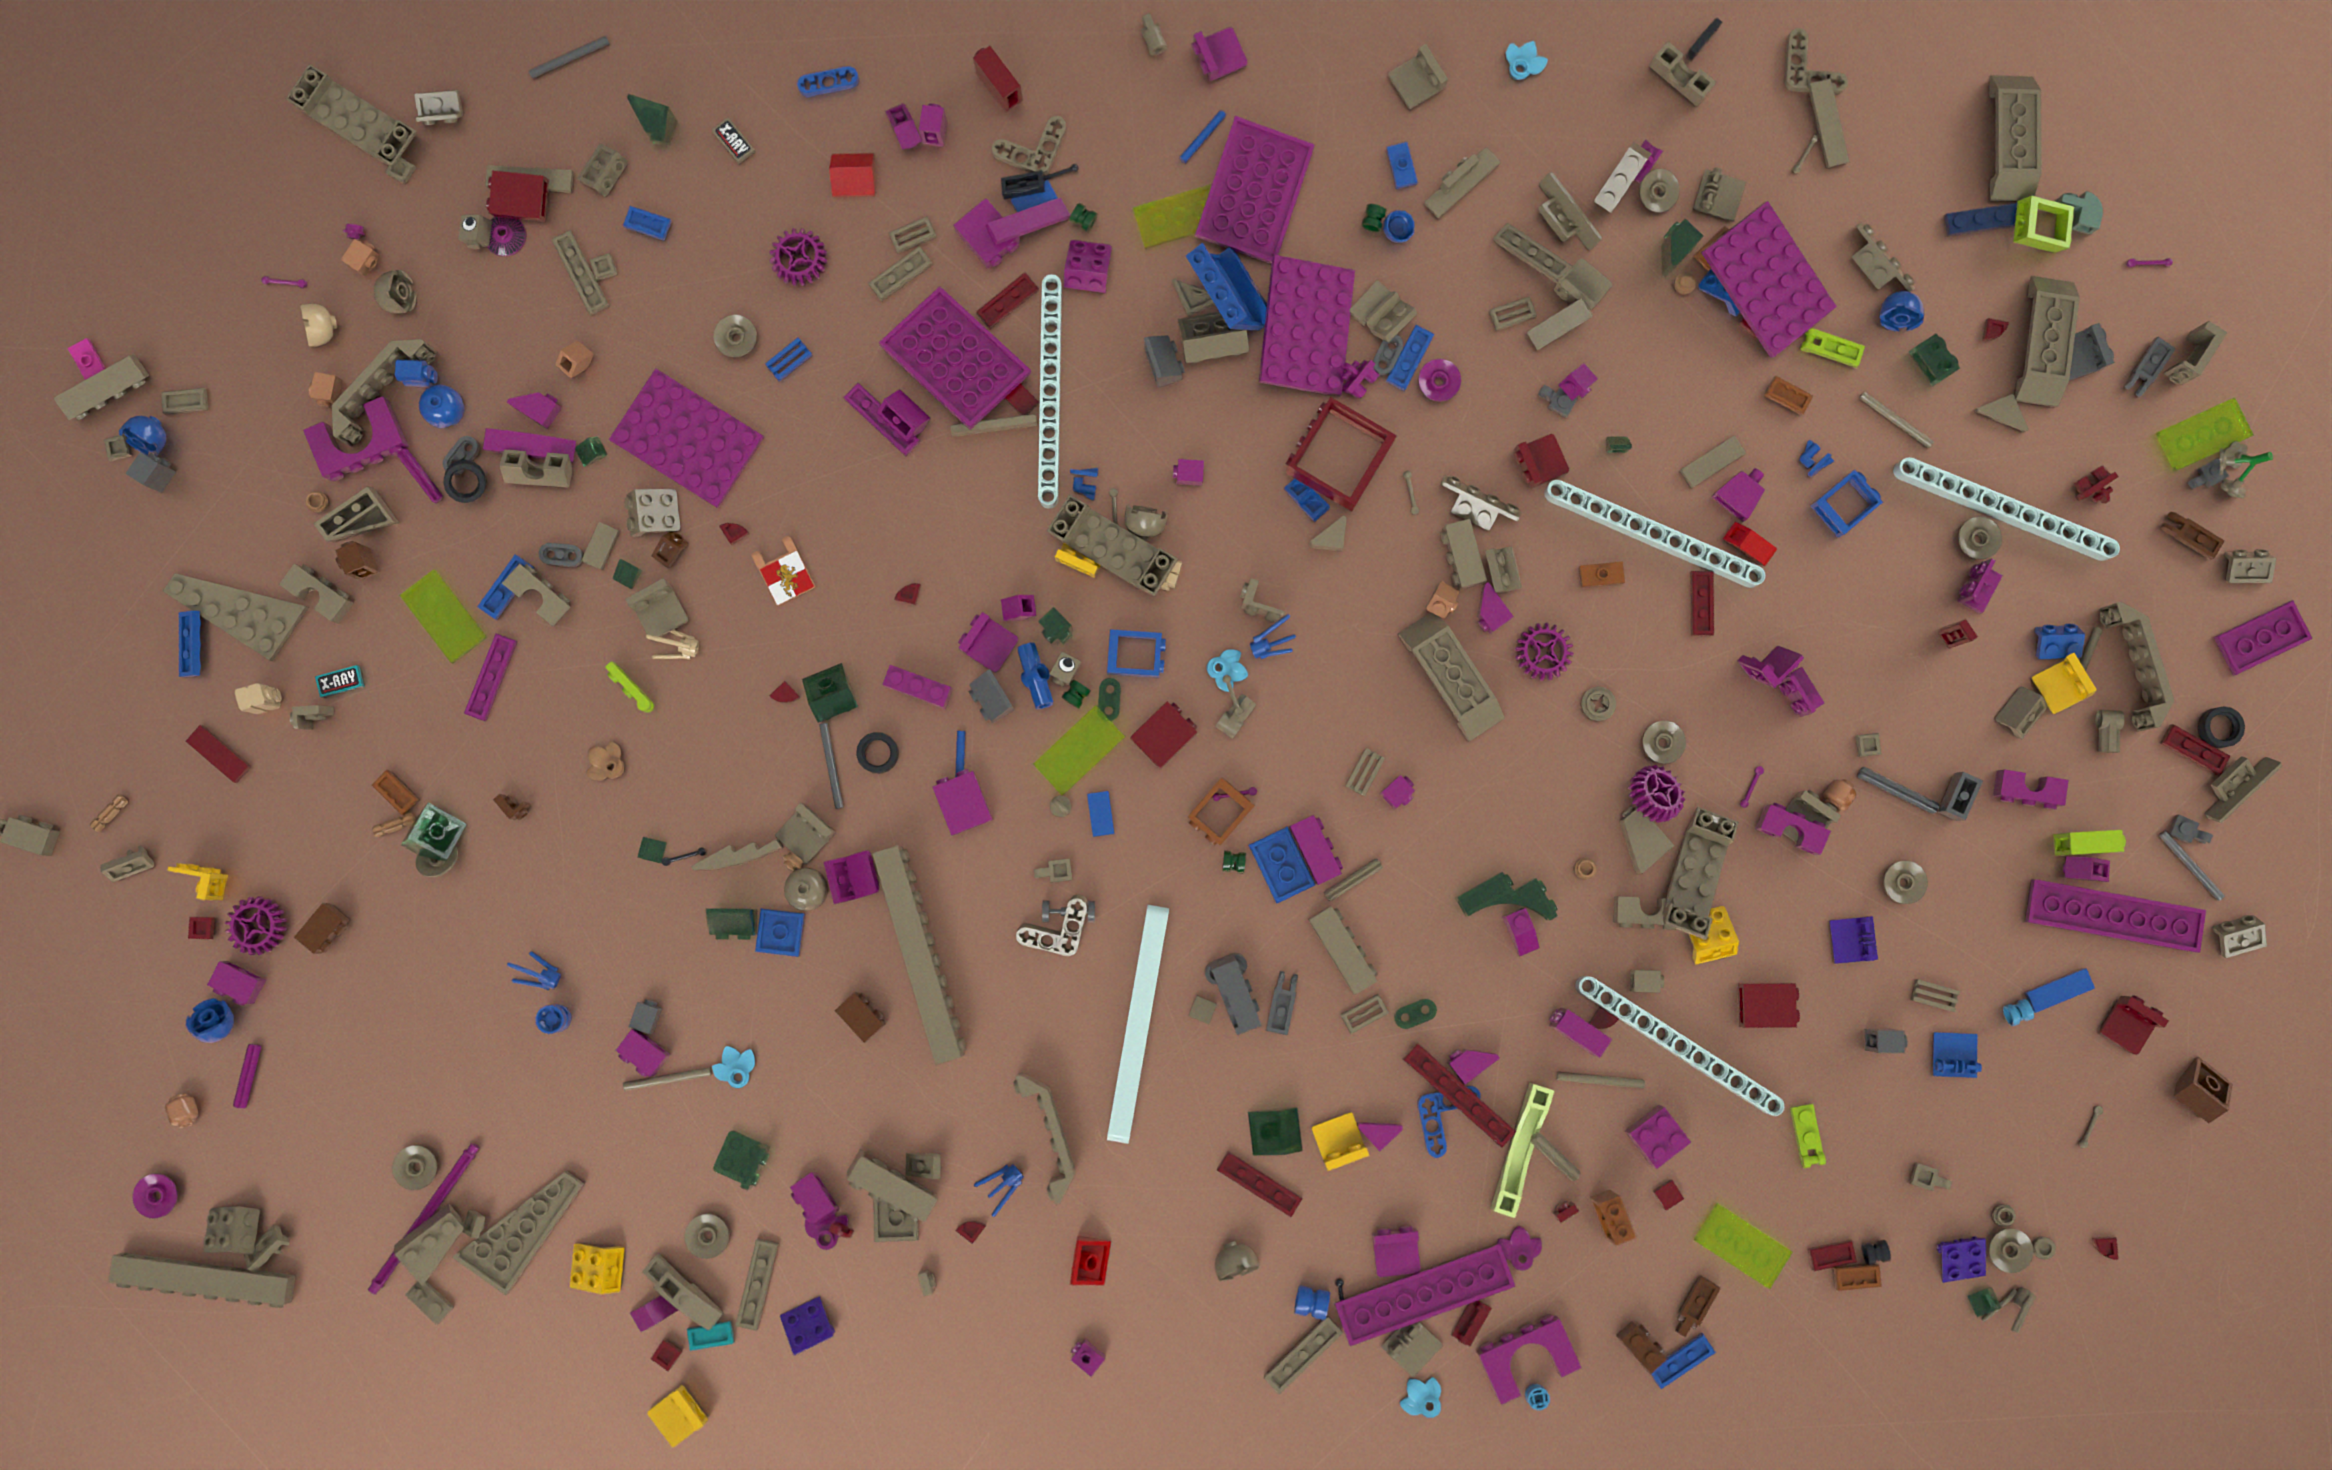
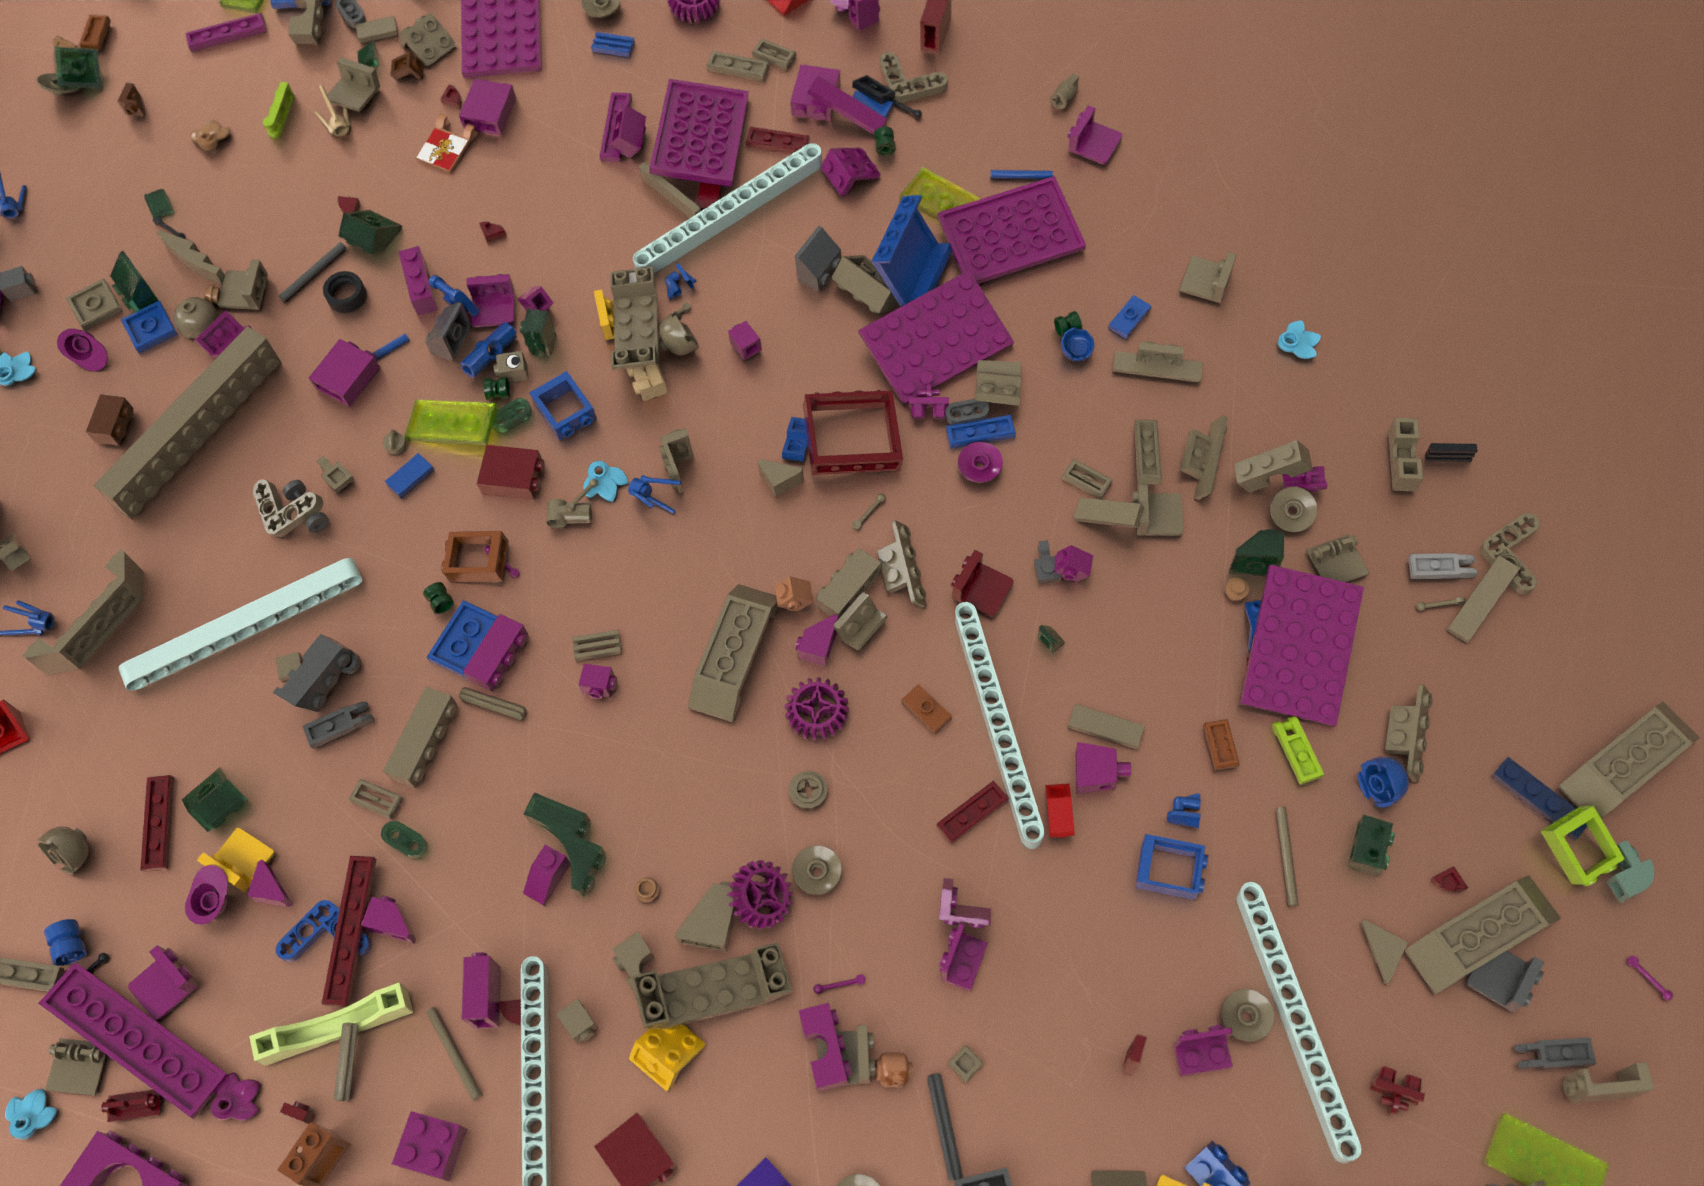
camera: 60 degrees right, 20 degrees down
(717, 964) = (94, 304): none -> dark tan tile
(767, 999) = (82, 349): none -> magenta piece
(774, 509) = (488, 106): none -> magenta brick
(960, 670) = (453, 295): none -> blue plate
(1358, 1180) = (207, 895): none -> magenta piece
(1779, 129) = (1441, 566): none -> light grey hinge

